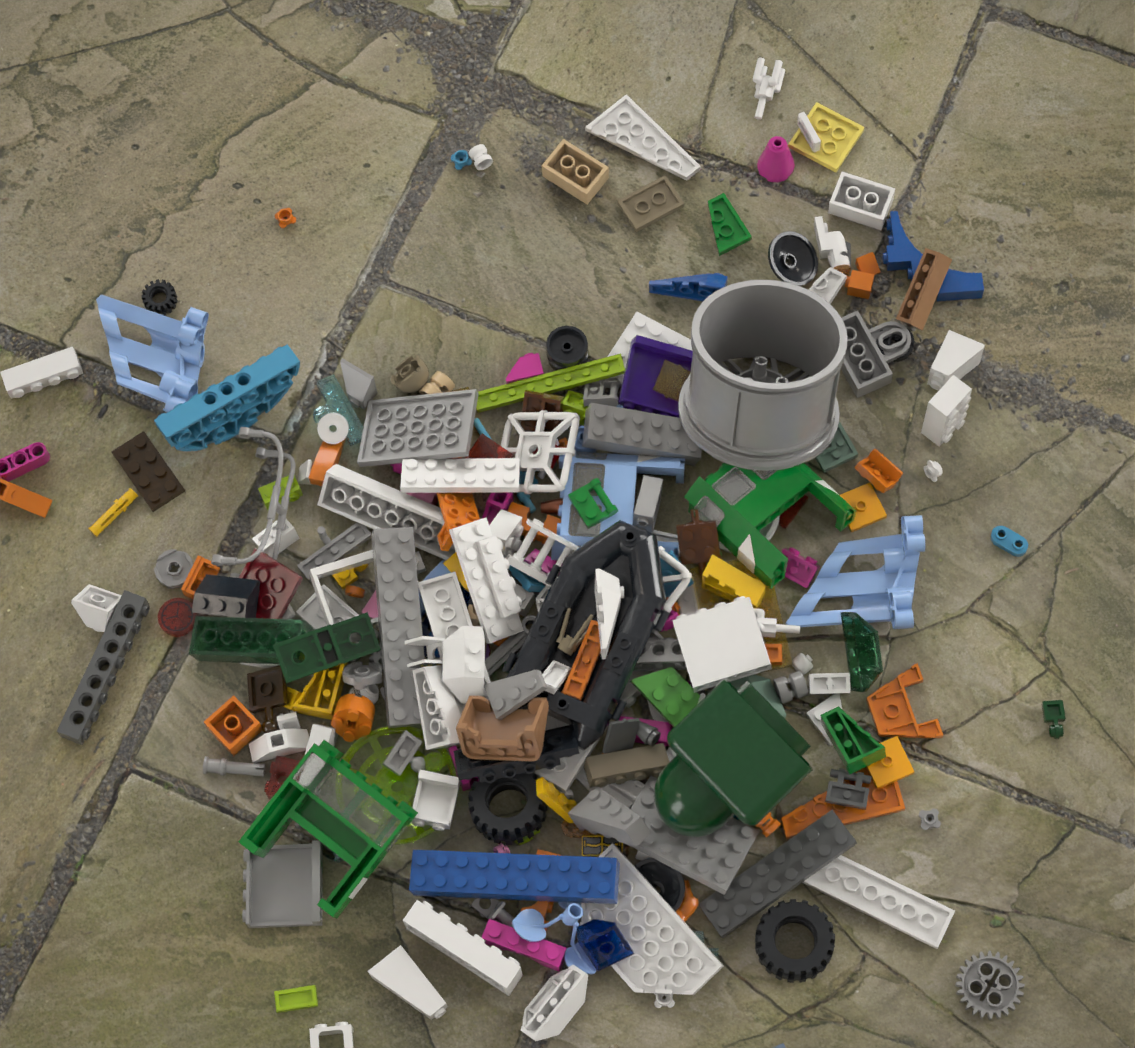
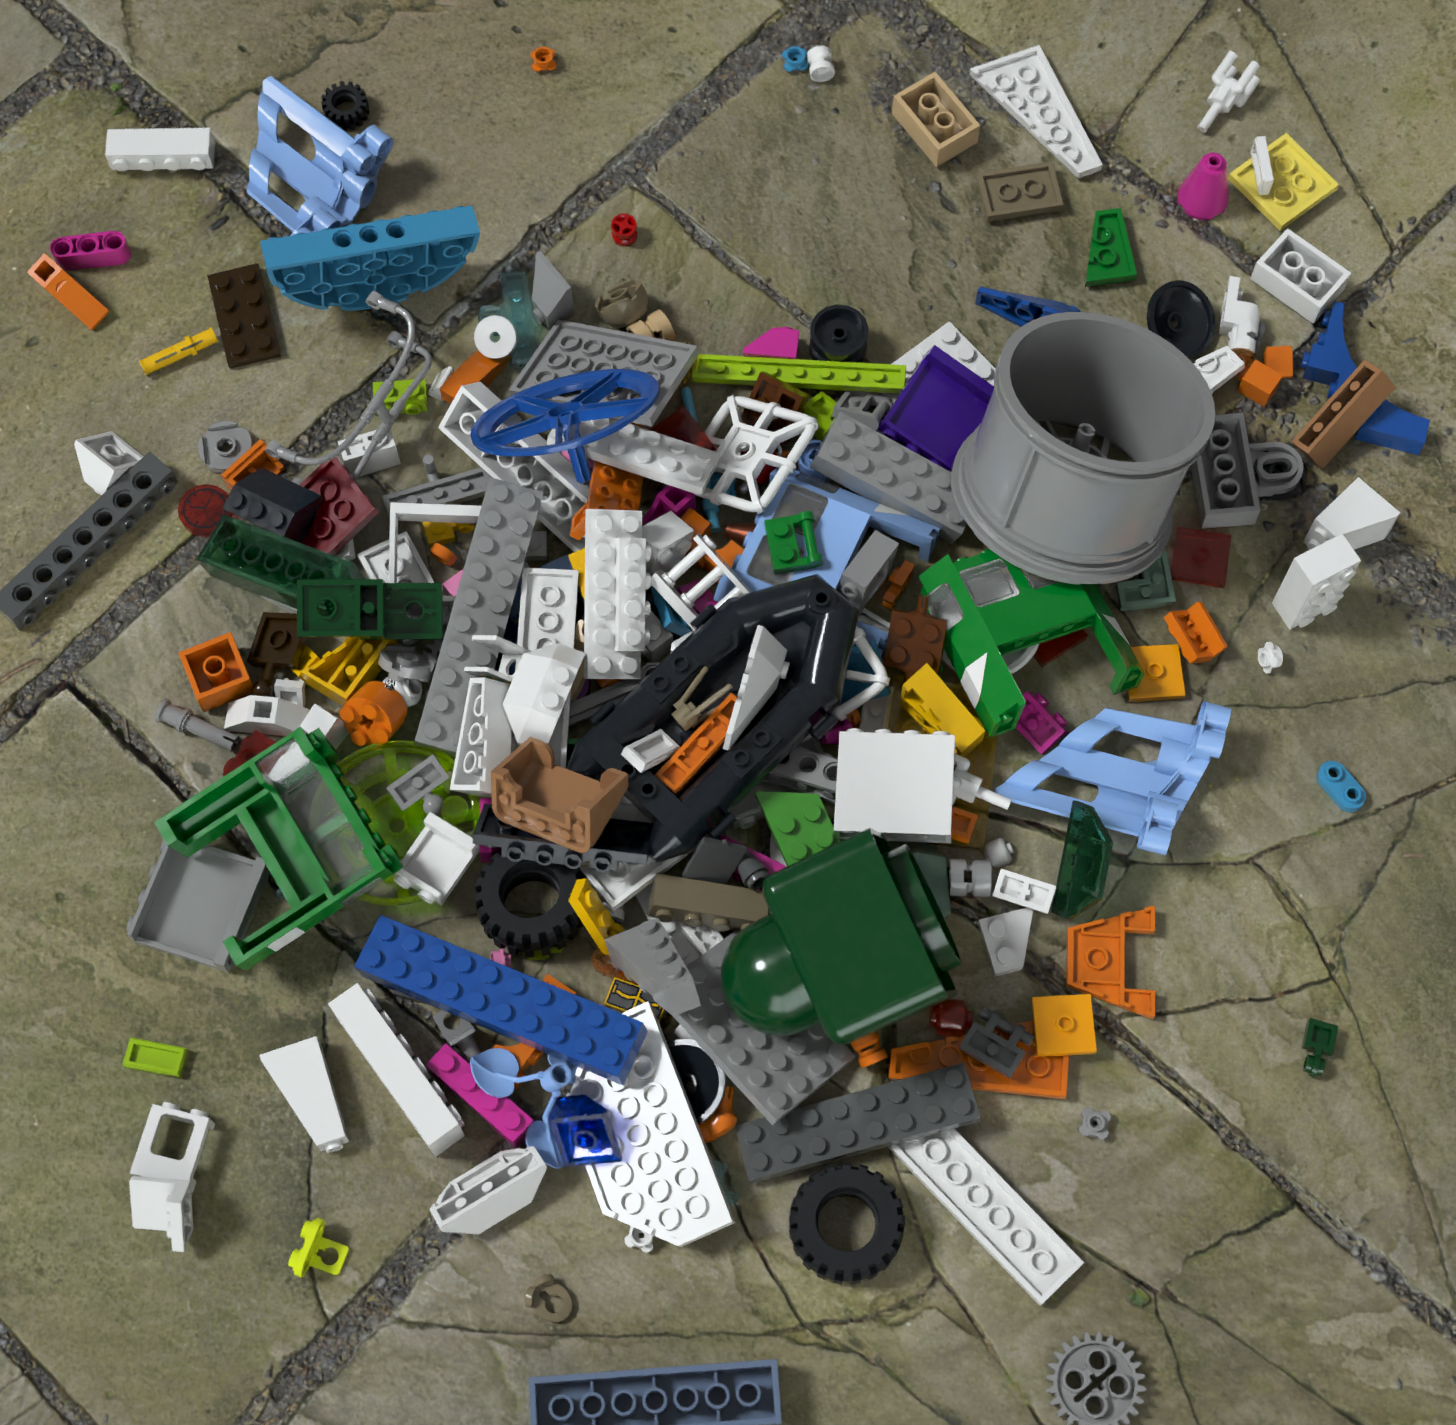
camera: 15 degrees right, 0 degrees up
(387, 317) = (620, 224): none -> red wheel
(411, 469) = (565, 416): none -> blue wheel
(513, 692) = (590, 751): light grey wing -> none
(670, 502) = (900, 579): none -> orange plate
(671, 380) = (958, 421): clear yellow piece -> none
(813, 784) = (951, 1018): none -> clear red head
(850, 741) = (1023, 979): green wedge -> none
(863, 417) = (1200, 557): none -> clear red plate

